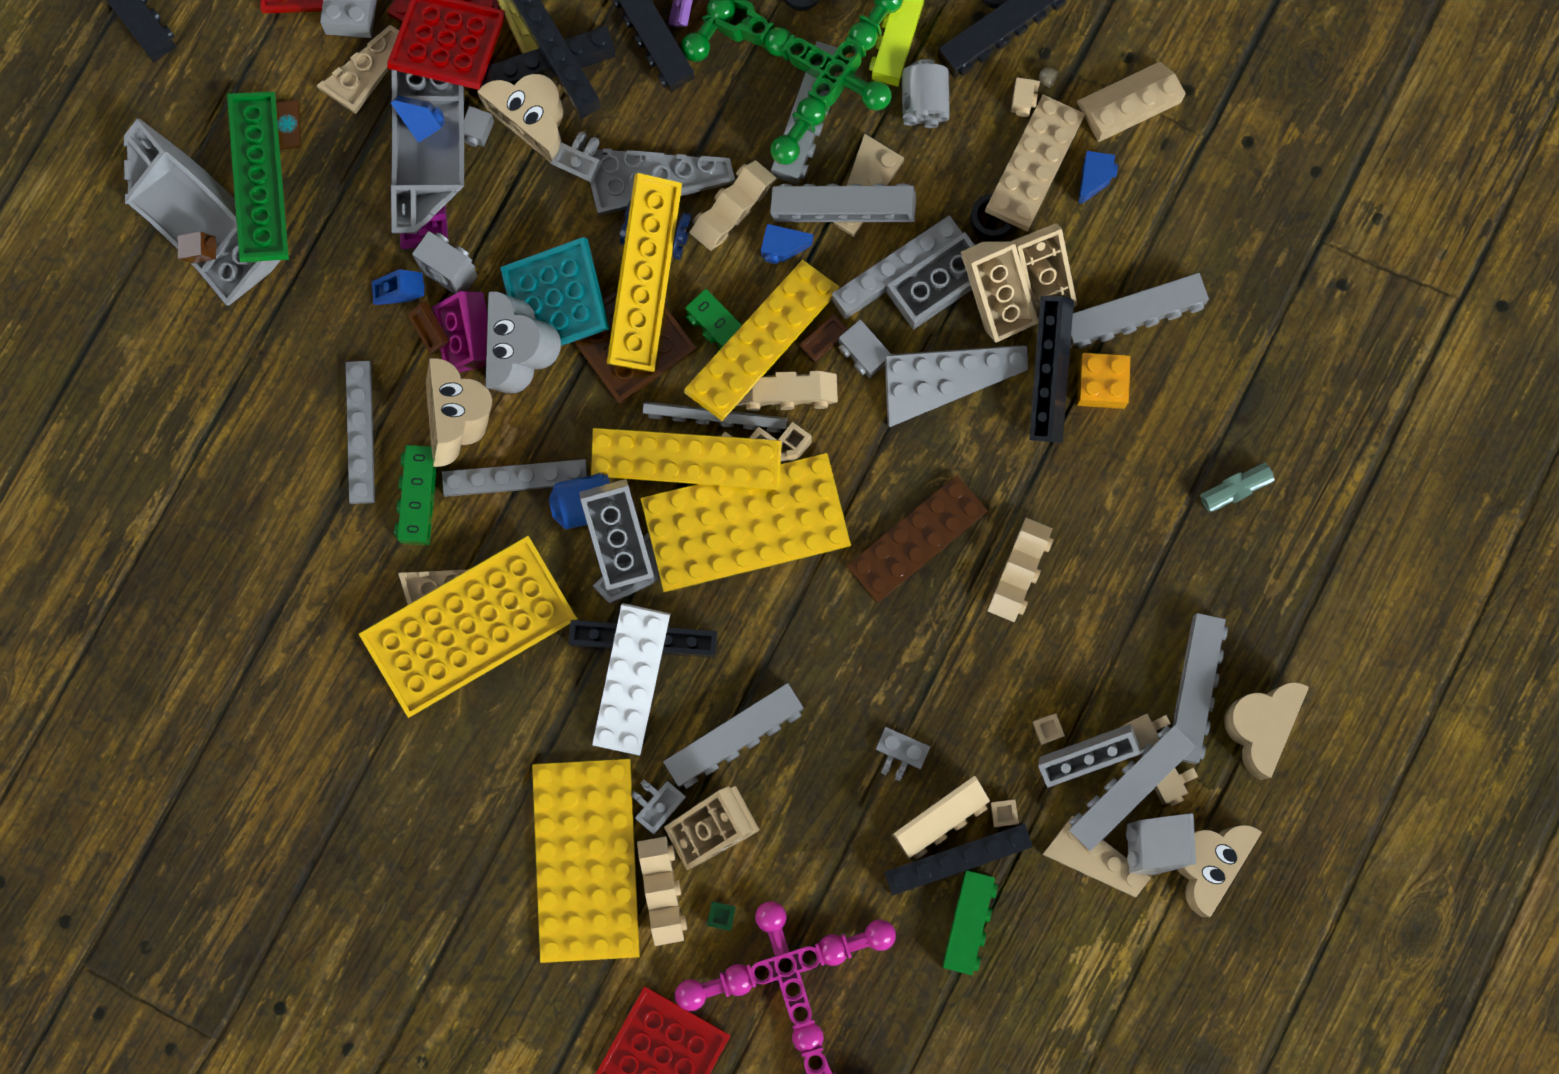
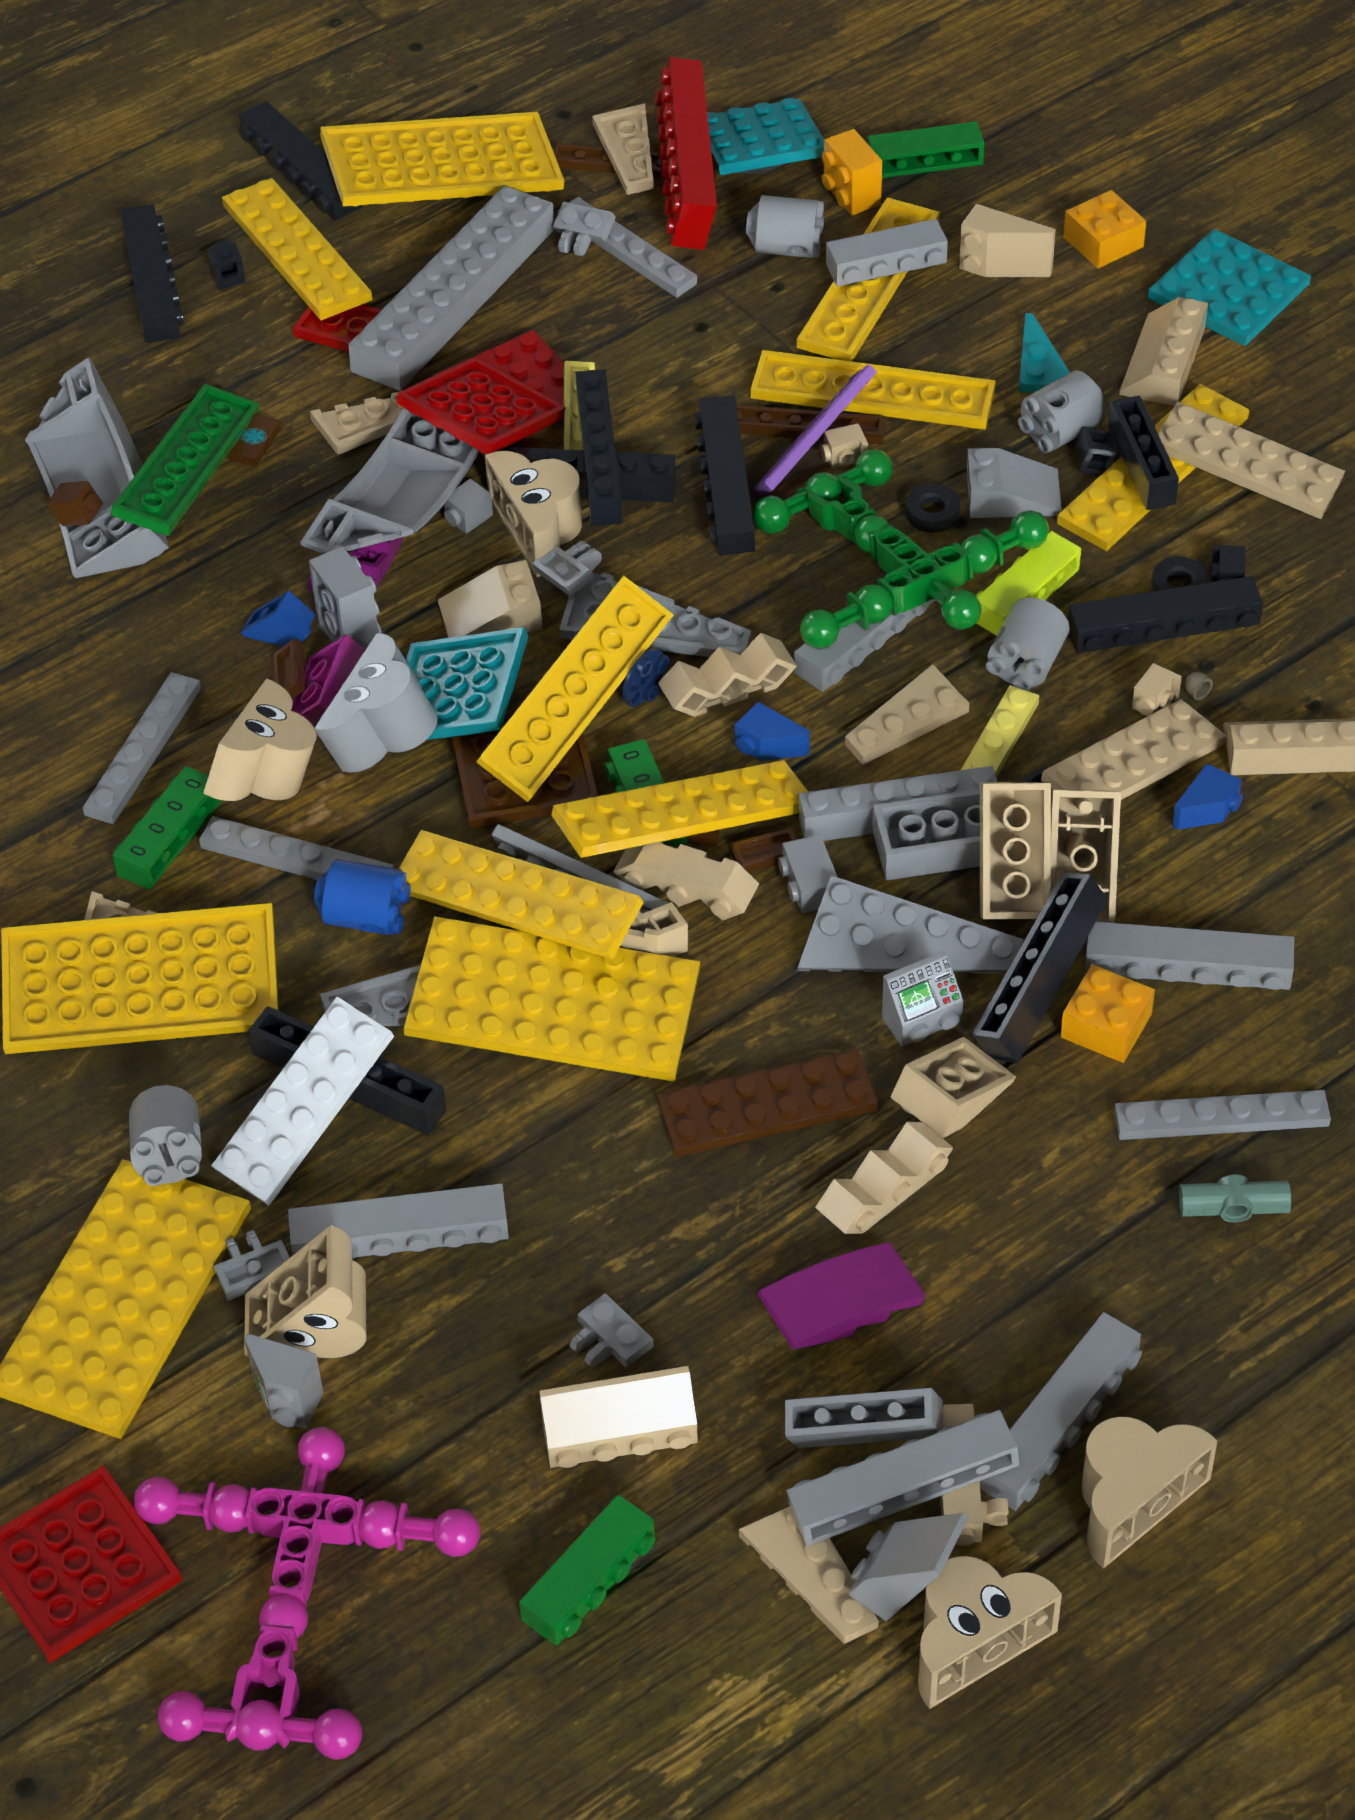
camera: 25 degrees right, 30 degrees down
(419, 116) = (404, 463): blue slope -> none
(538, 210) = (493, 602): none -> tan slope
(557, 745) = (165, 1135): none -> light grey cylinder
(616, 534) = (378, 927): light grey brick -> none
(661, 891) = (195, 1361): tan brick -> none
(721, 916) = (256, 1427): dark green plate -> none
(726, 885) = (286, 1380): none -> light grey slope
(843, 203) = (866, 713): light grey brick -> none
(935, 176) = (1003, 730): none -> light yellow plate
(958, 859) = (595, 1480): black brick -> none
(985, 426) = (921, 999): none -> light grey slope
(1004, 813) = (711, 1458): tan plate -> none
(1029, 478) = (950, 1086): none -> tan slope
(1030, 666) = (840, 1295): none -> magenta slope
(1048, 729) = (826, 1378): tan plate -> none
(1202, 424) = (1222, 1114): none -> light grey plate

